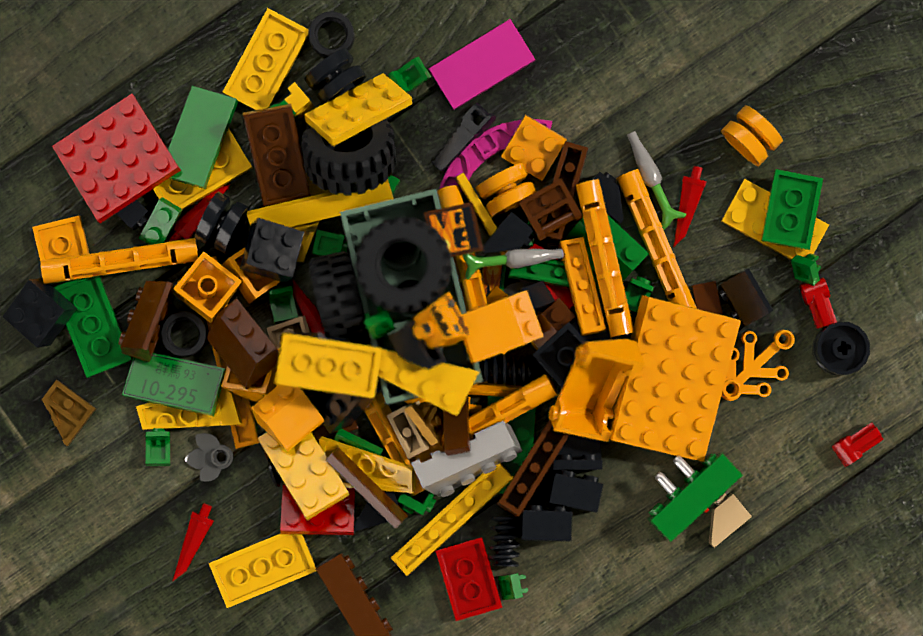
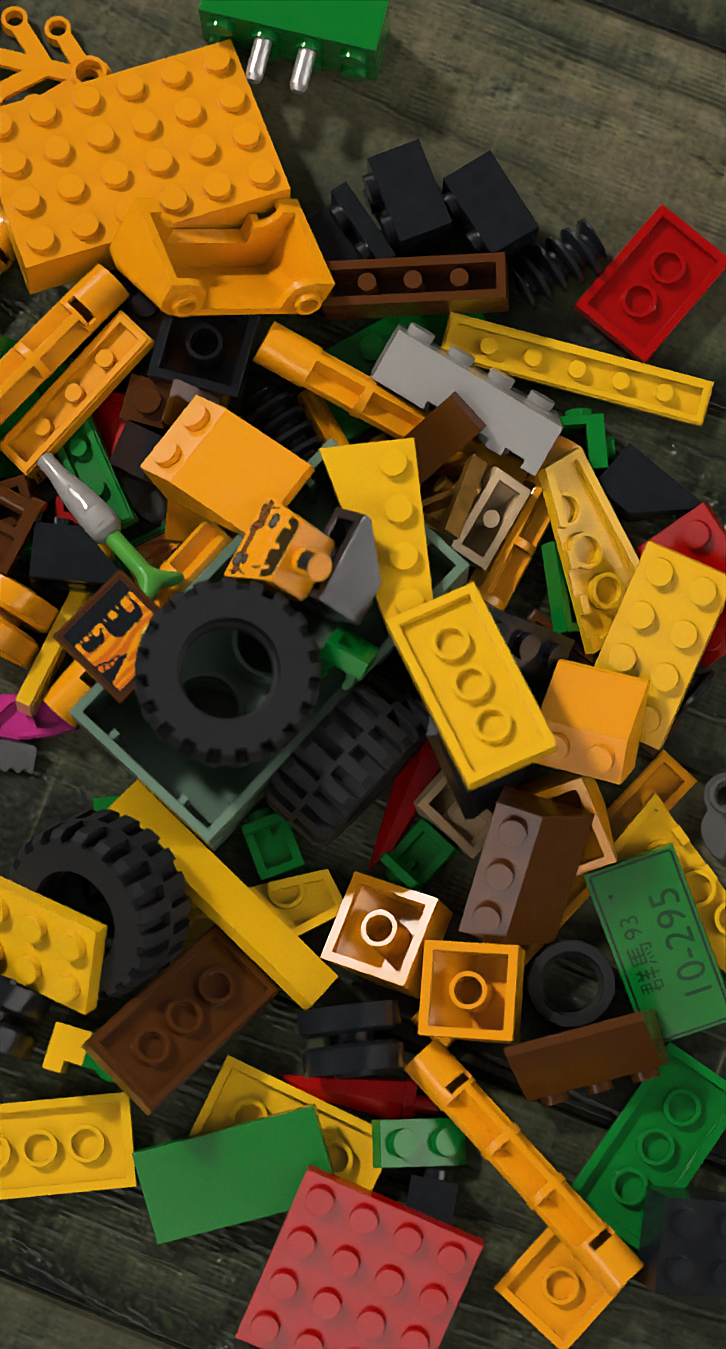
camera: 125 degrees left, 5 degrees down
(271, 250) = (343, 923): black brick -> none
(366, 487) = (620, 522): reddish brown tile -> none
(511, 587) = (620, 211): green tile -> none
(634, 291) = (25, 310): green bracket -> none

